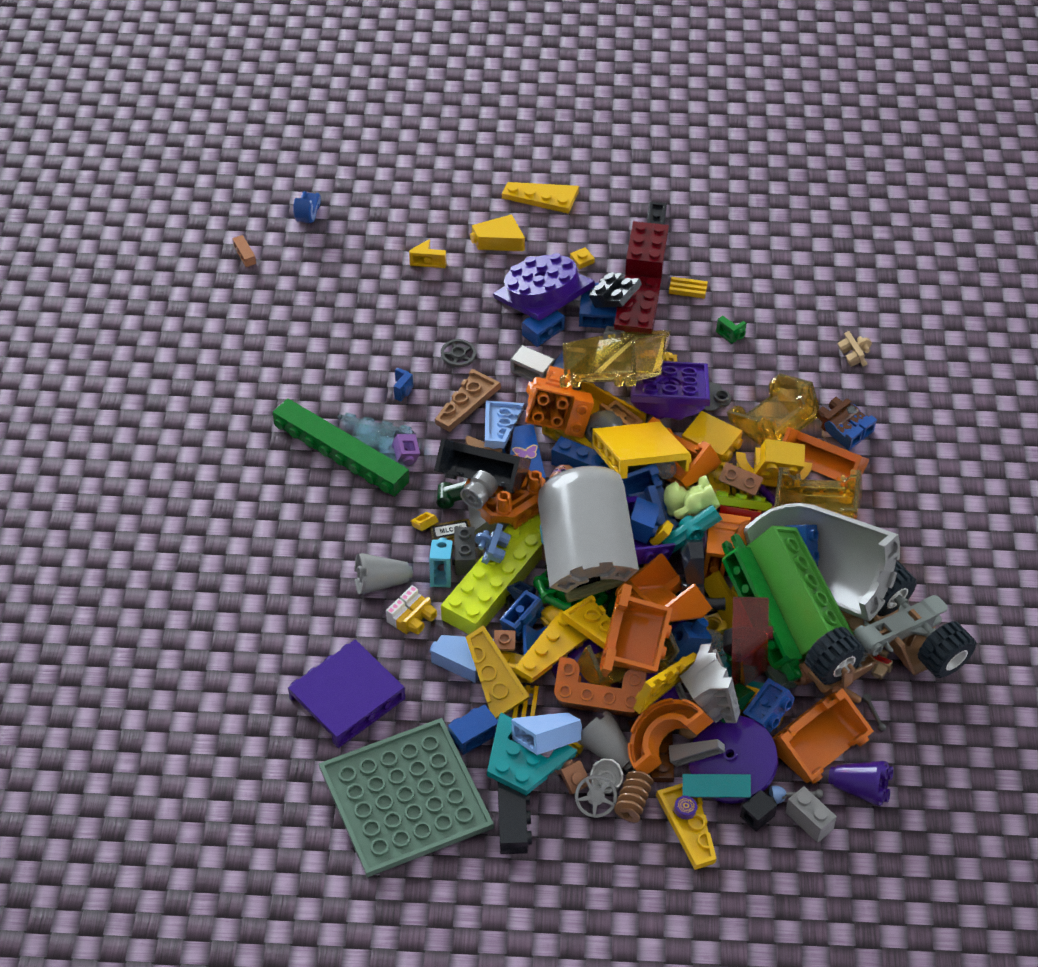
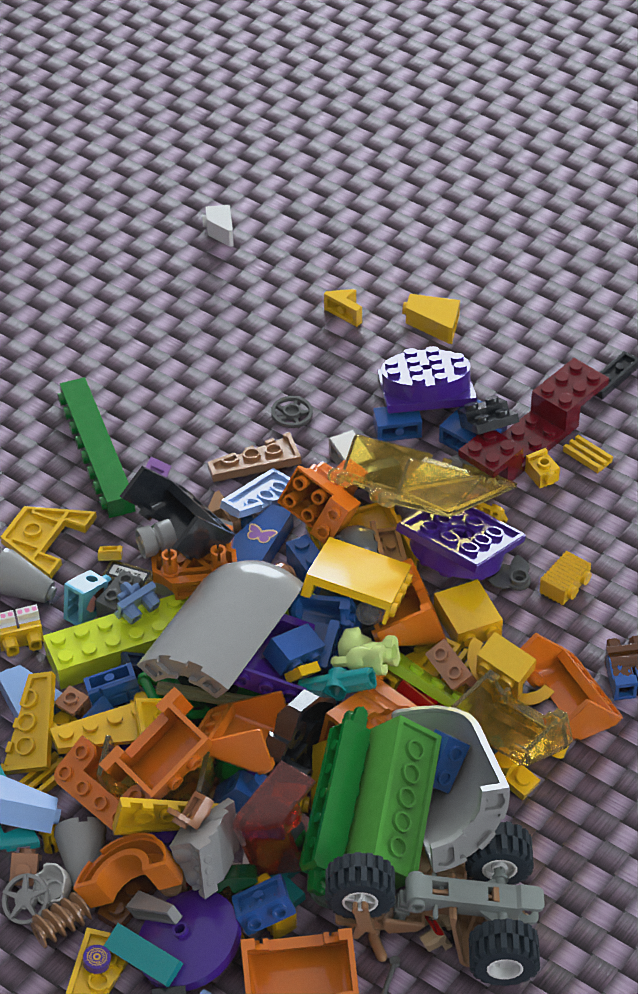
camera: 35 degrees right, 5 degrees down
(244, 251) = (177, 228): nougat piece -> none
(277, 233) = (219, 223): none -> white slope
(306, 207) = (267, 213): blue animal -> none
(353, 534) = (36, 530): none -> yellow wing
(373, 433) = (137, 447): clear light blue bracket -> none
(403, 384) = (208, 416): blue bracket -> none
(546, 196) = (519, 299): yellow wing -> none
(582, 258) = (501, 376): yellow plate -> none
(670, 312) = (542, 468): none -> yellow brick
(691, 665) = (194, 813): none -> nougat bracket
(729, 330) = (591, 518): green bracket -> none
(752, 382) = (565, 578): none -> yellow brick
(789, 405) = (574, 626): clear yellow windscreen -> none

